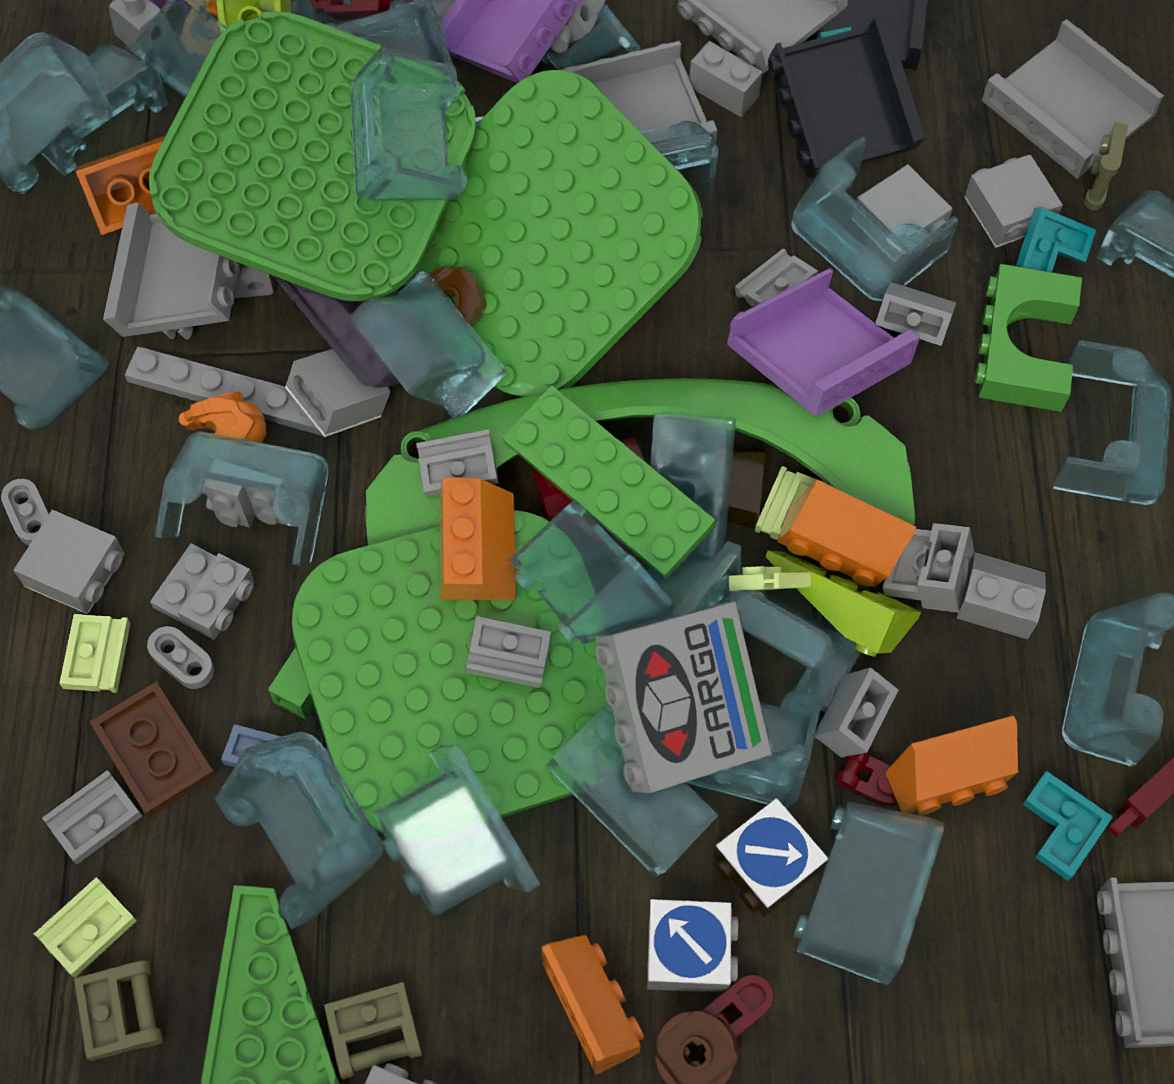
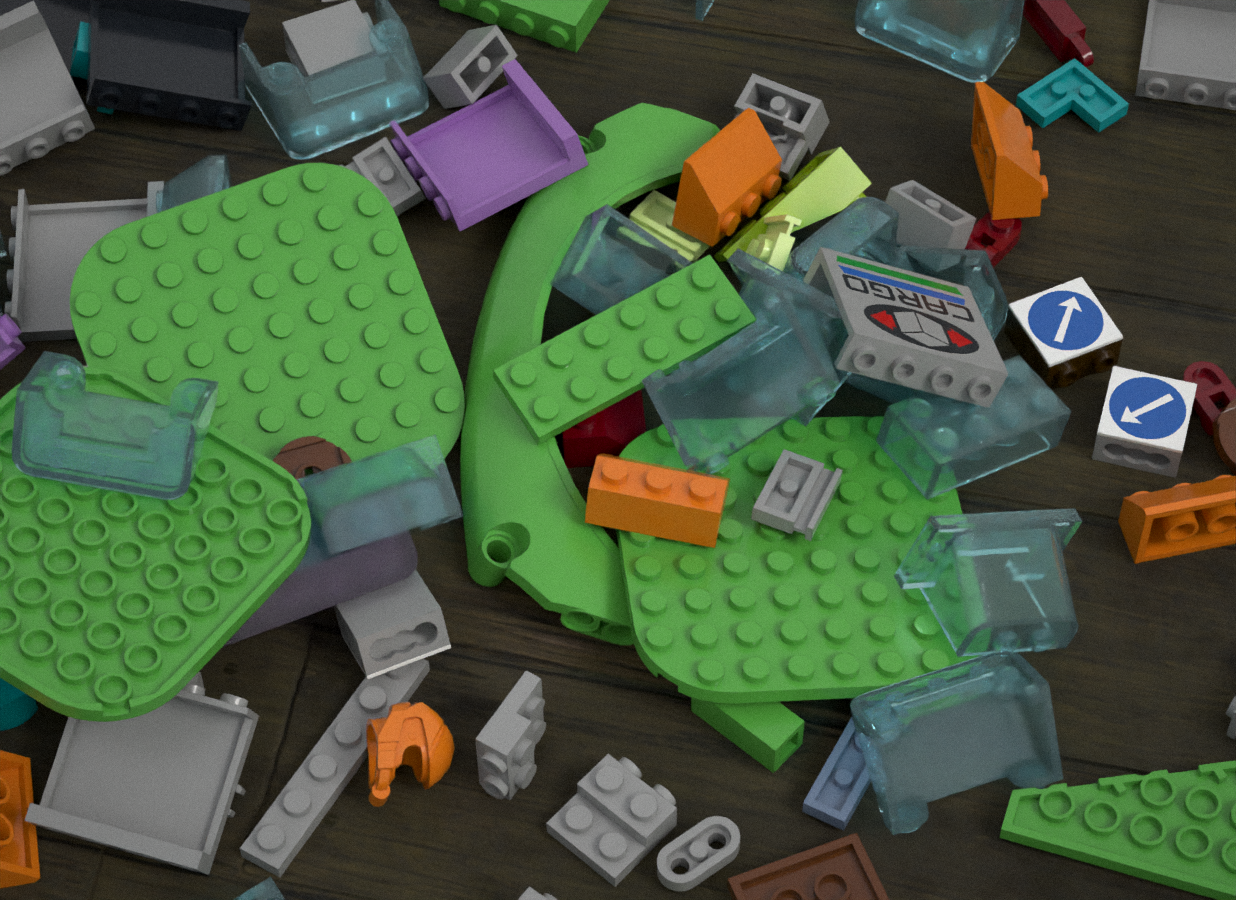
camera: 75 degrees left, 10 degrees down
(293, 475) = (467, 752): clear light blue windscreen -> none
(367, 1017) = (1171, 722): olive plate -> none
(456, 457) = (555, 490): light grey plate -> none
(725, 79) = (84, 164): light grey brick -> none
(870, 890) = (1121, 247): clear light blue windscreen -> none
(1003, 596) = (827, 71): light grey slope -> none

